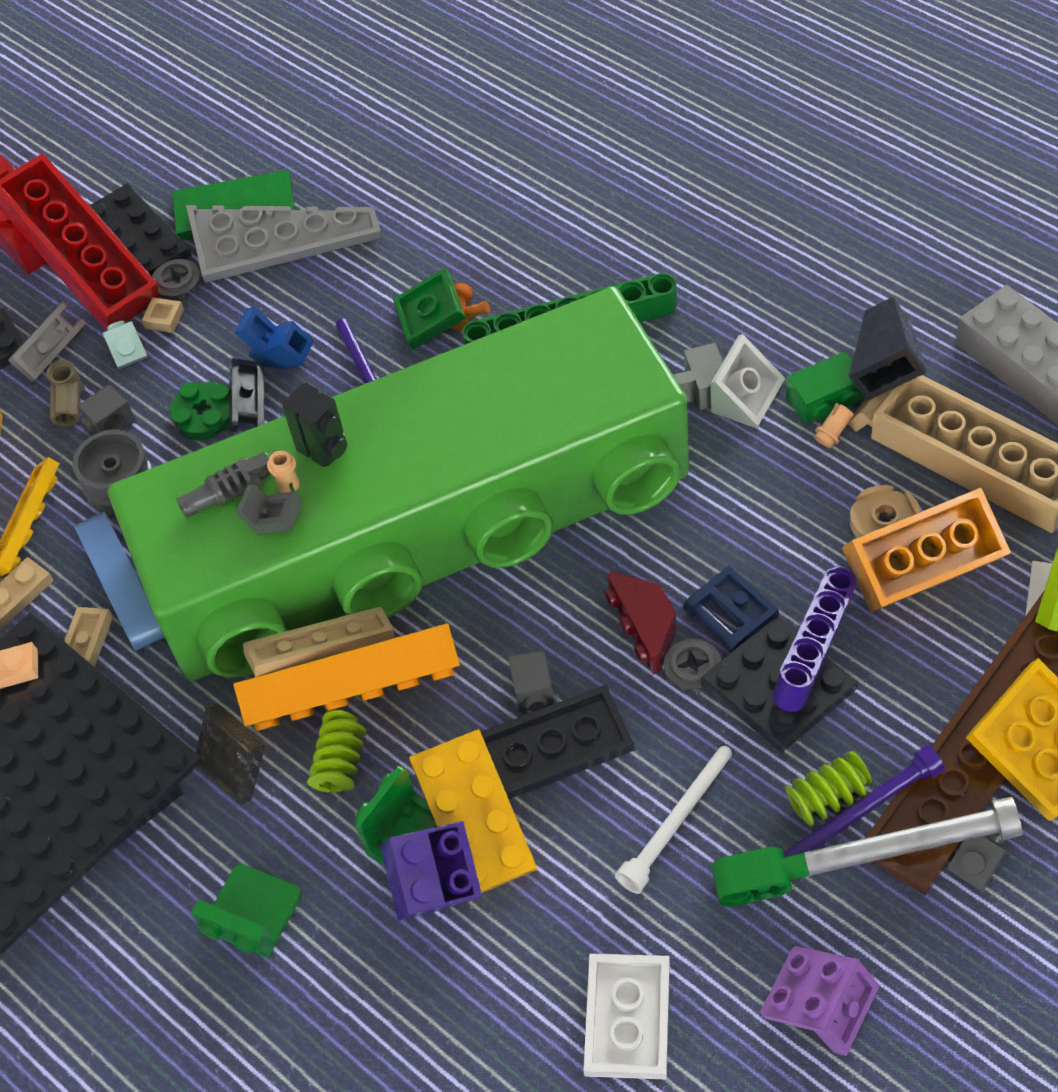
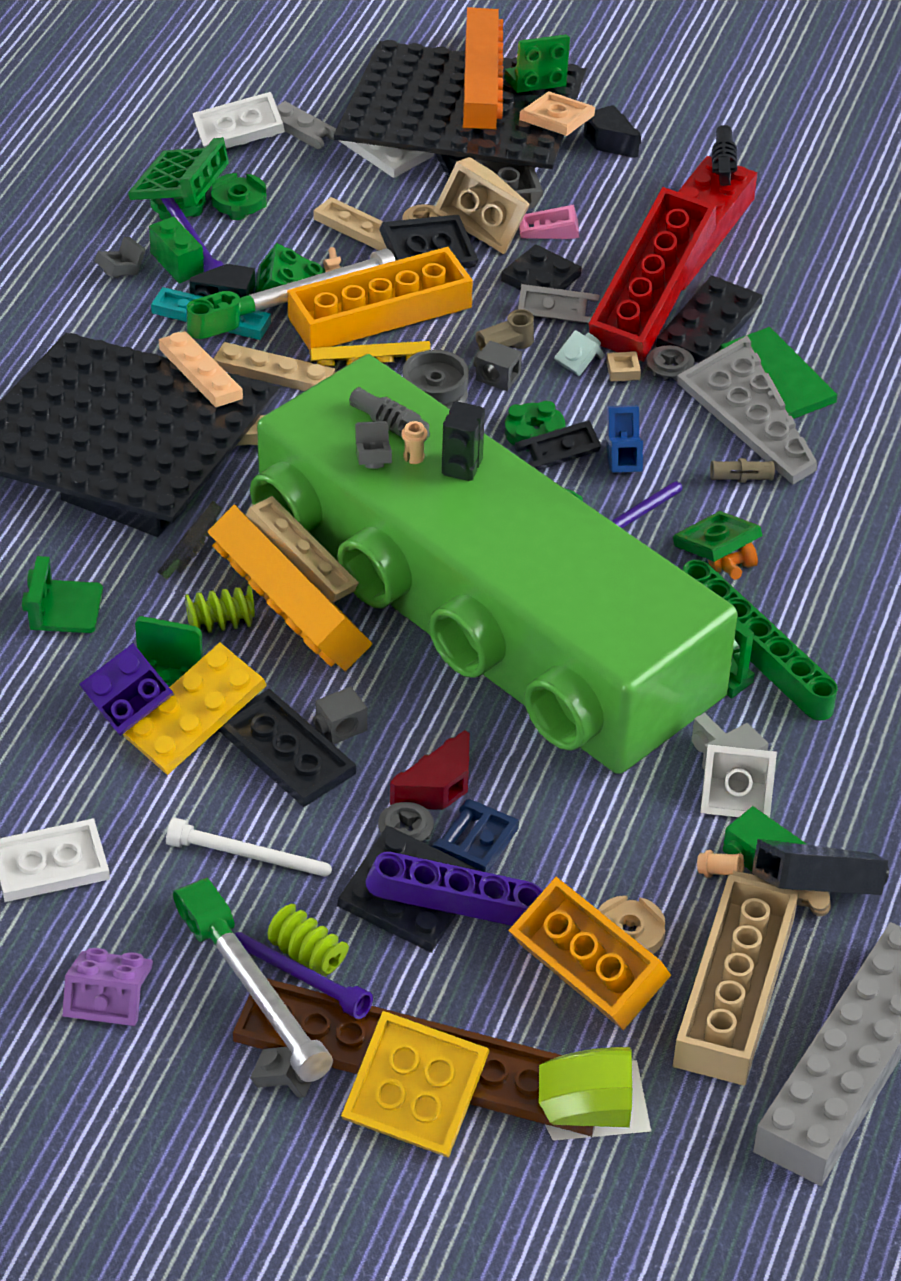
camera: 60 degrees right, 10 degrees down
(349, 267) = (722, 470): none -> dark tan pin

